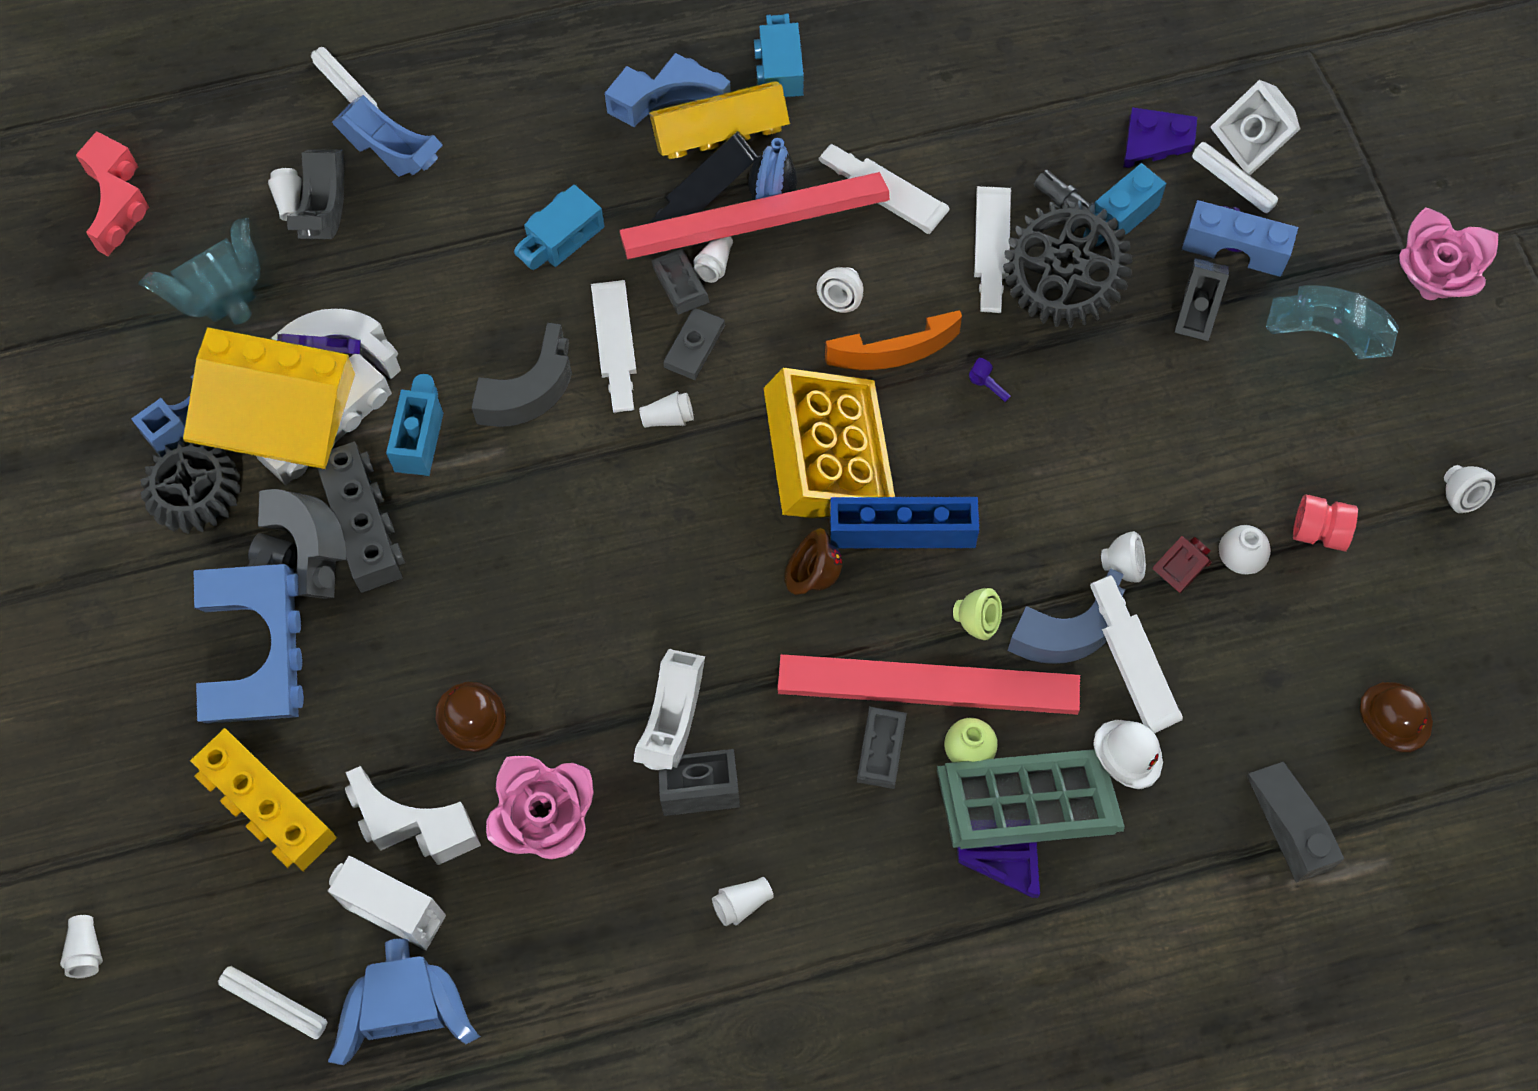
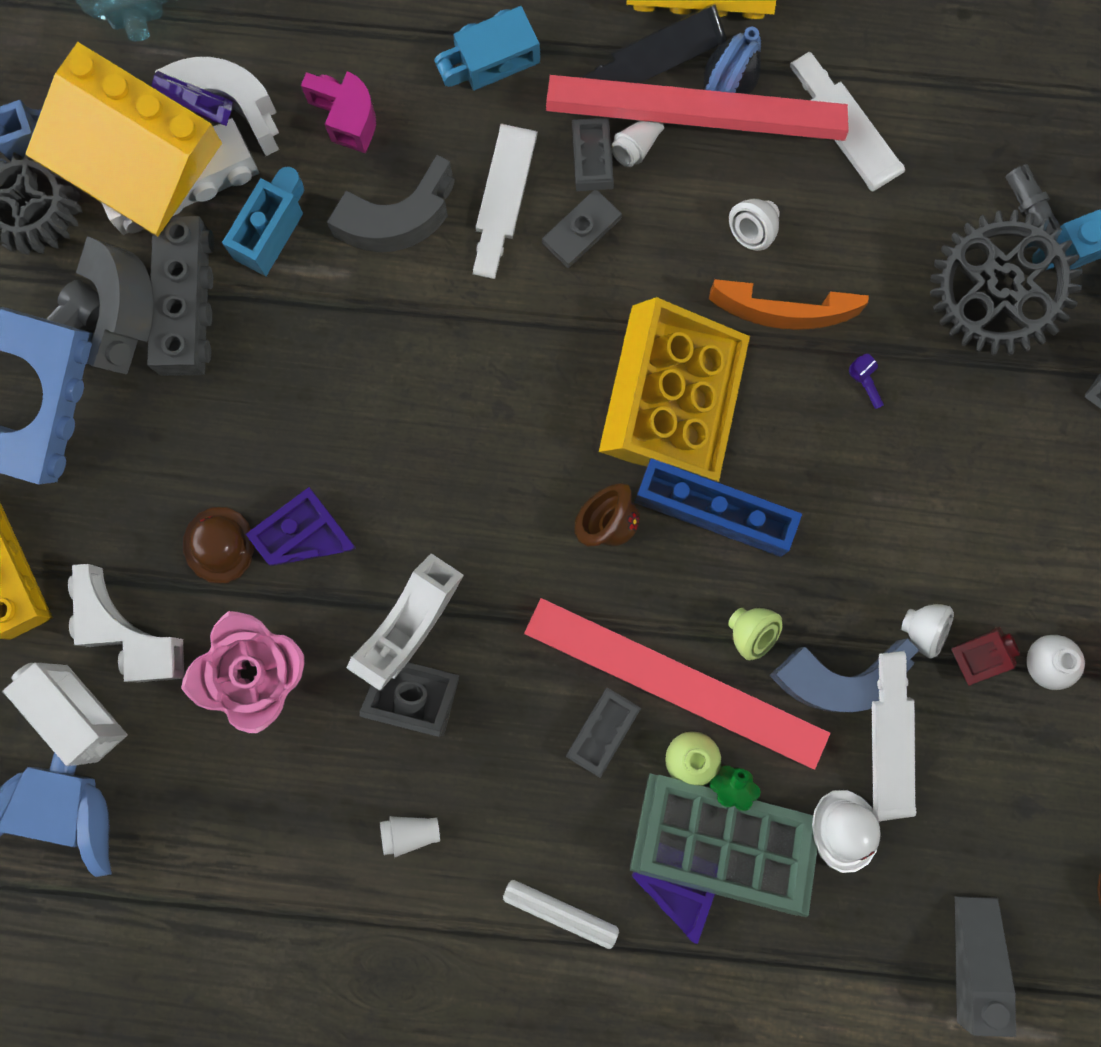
camera: 20 degrees right, 15 degrees up
(452, 311) = (350, 108): none -> dark pink brick
(542, 676) = (299, 532): none -> dark purple wing
(668, 411) = (527, 295): white cone -> none
(908, 919) = (561, 914): none -> white axle
(990, 244) = (933, 227): white piece -> none
(1017, 749) = (735, 788): none -> green plant

